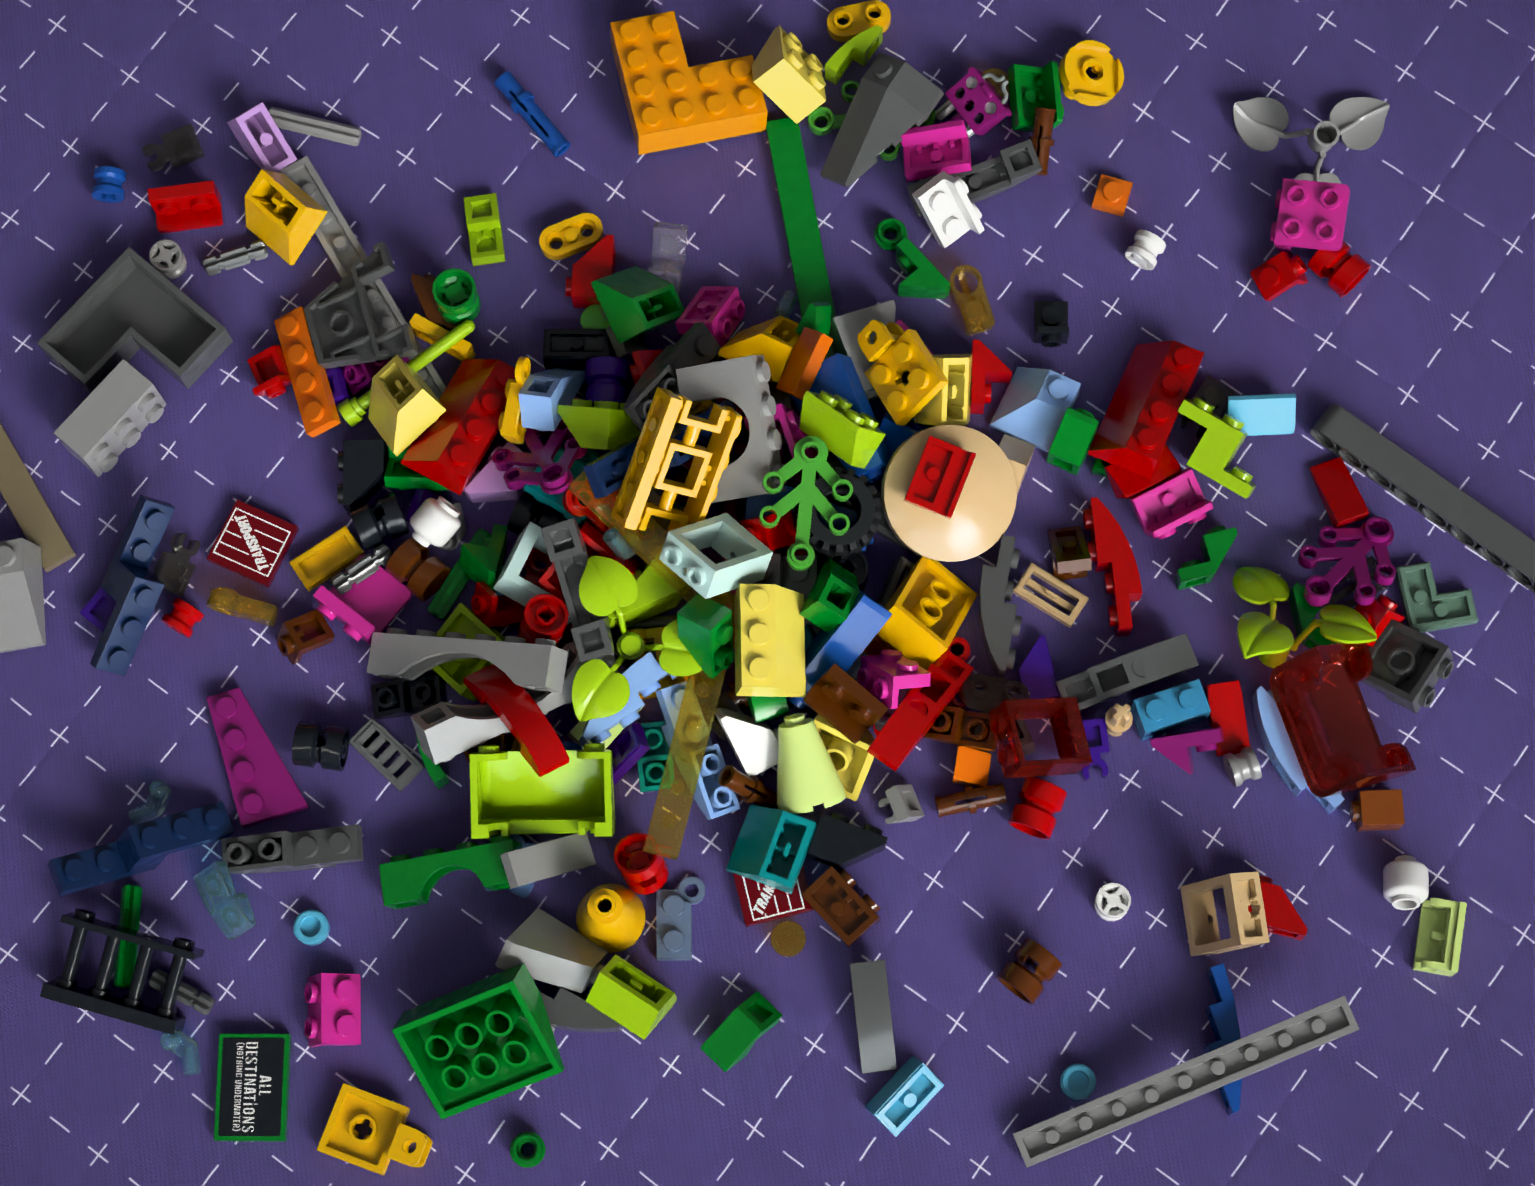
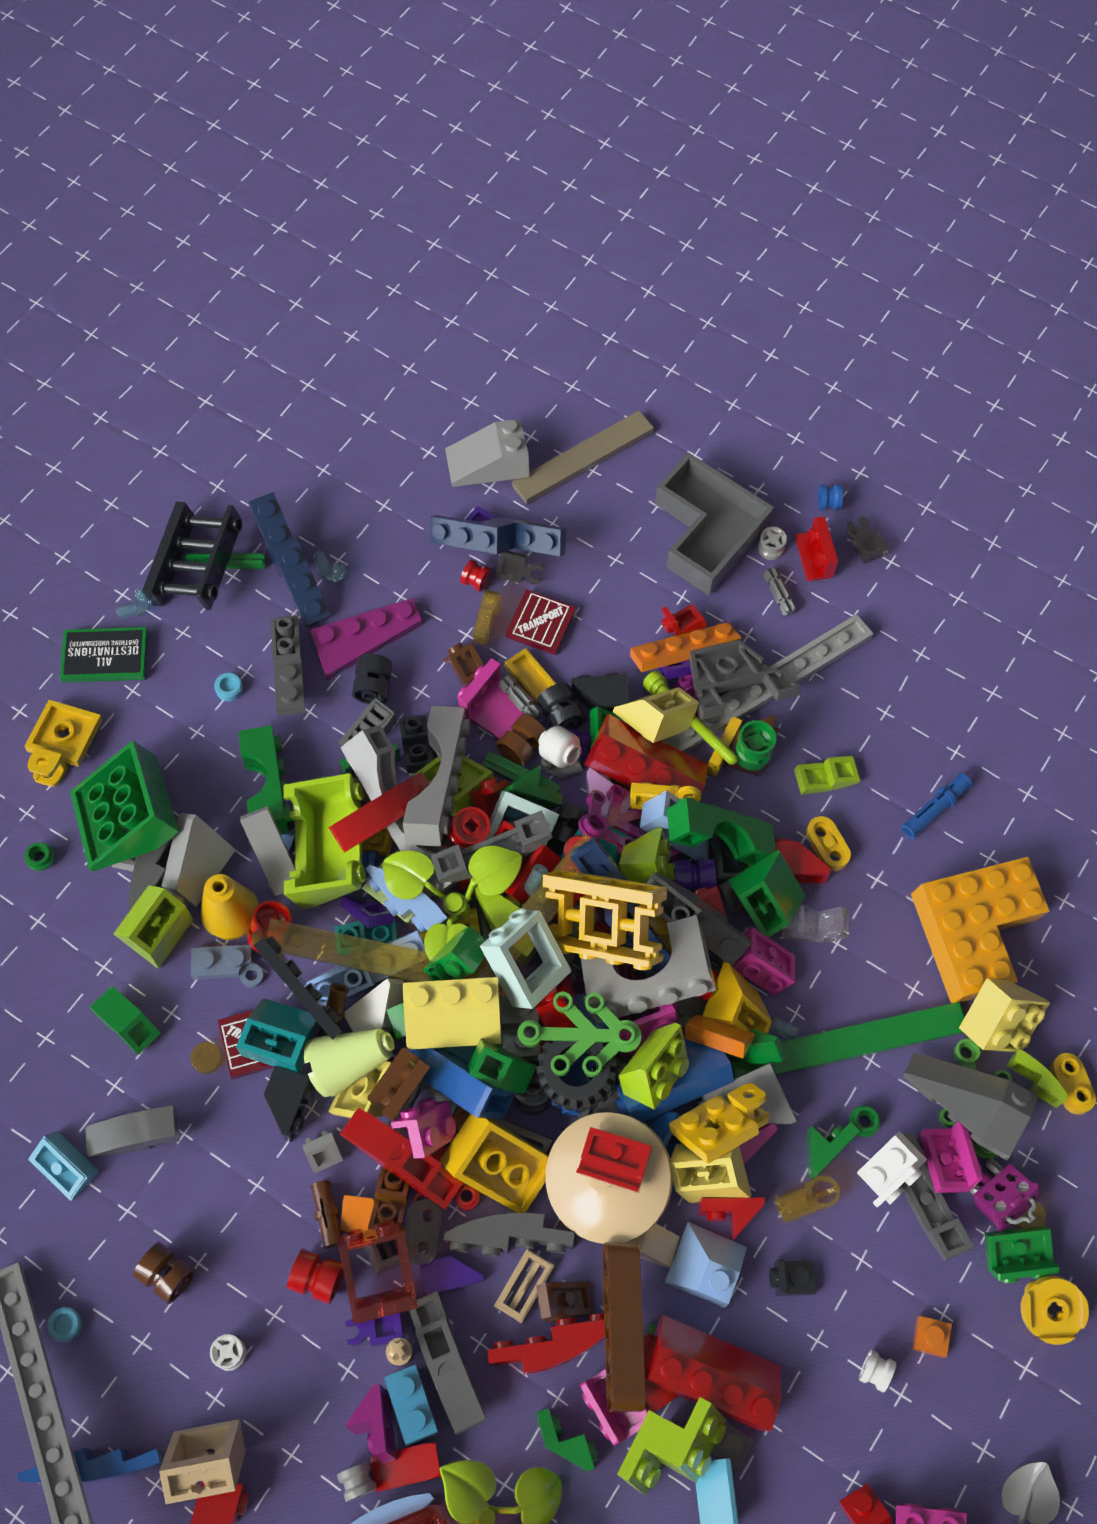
camera: 80 degrees right, 10 degrees down
(111, 418) = (632, 509): light grey brick -> none
(187, 994) = (178, 604): dark grey axle -> none
(228, 909) = (241, 625): clear light blue slope -> none
(262, 138) = (881, 599): lavender slope -> none
(281, 214) = (819, 616): yellow slope -> none
(316, 126) = (901, 640): light grey axle -> none
(333, 1009) = (160, 707): dark pink bracket -> none
(560, 360) = (695, 822): none -> green arch
(719, 817) = (290, 975): none -> black wing
(841, 906) = (231, 1101): reddish brown bracket -> none
(1042, 135) = (979, 1261): reddish brown pin -> none
(1073, 440) = (672, 1298): green slope -> none
(1101, 487) = (623, 1327): none -> reddish brown beam

